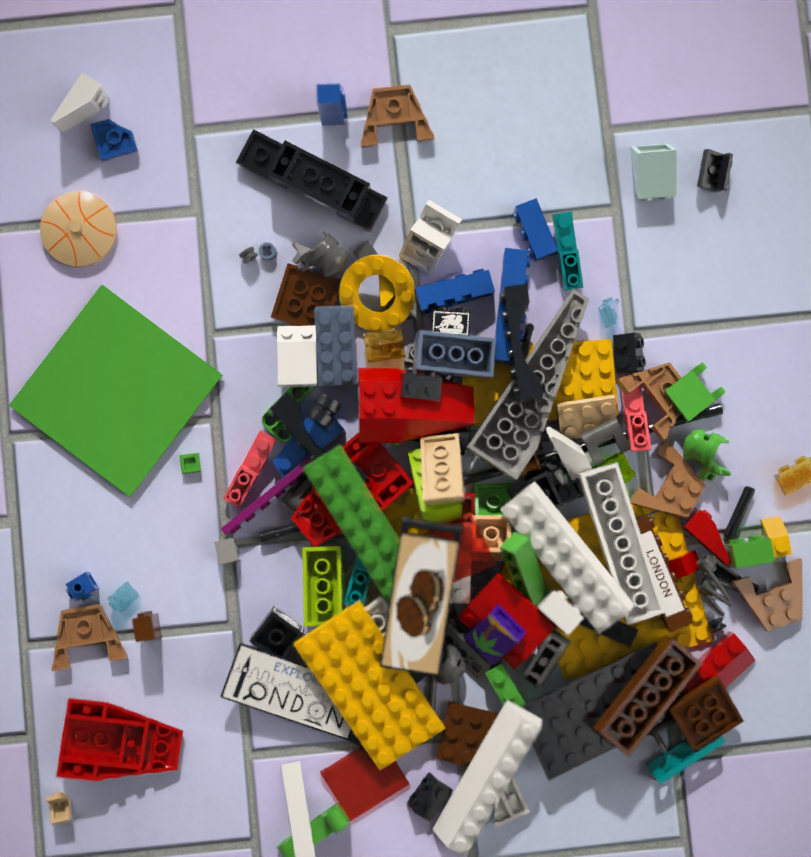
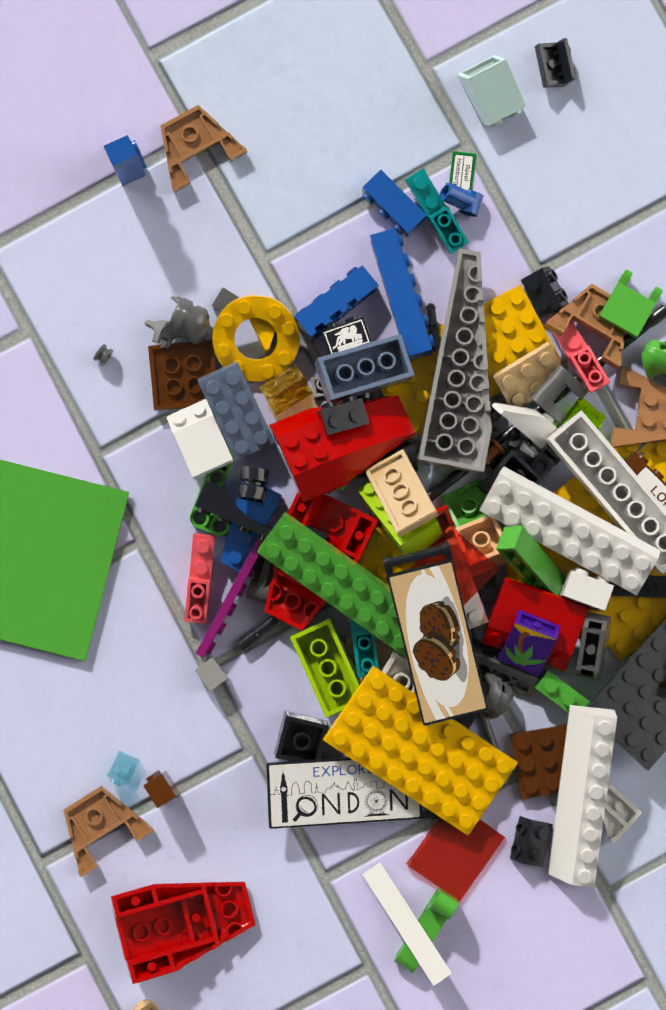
camera: 20 degrees left, 0 degrees up
(81, 587) = (74, 776): blue brick -> none
(190, 463) = (134, 599): bright green tile -> none
(273, 250) = (115, 345): sand blue bush -> none
(314, 177) = (137, 244): black bracket -> none
(429, 237) = (286, 257): white bracket -> none
(527, 382) = (453, 366): black arch -> none
(595, 252) = (466, 200): none -> blue piece
(602, 228) = (462, 169): none -> sticker
(609, 316) = (506, 260): clear light blue bracket -> none

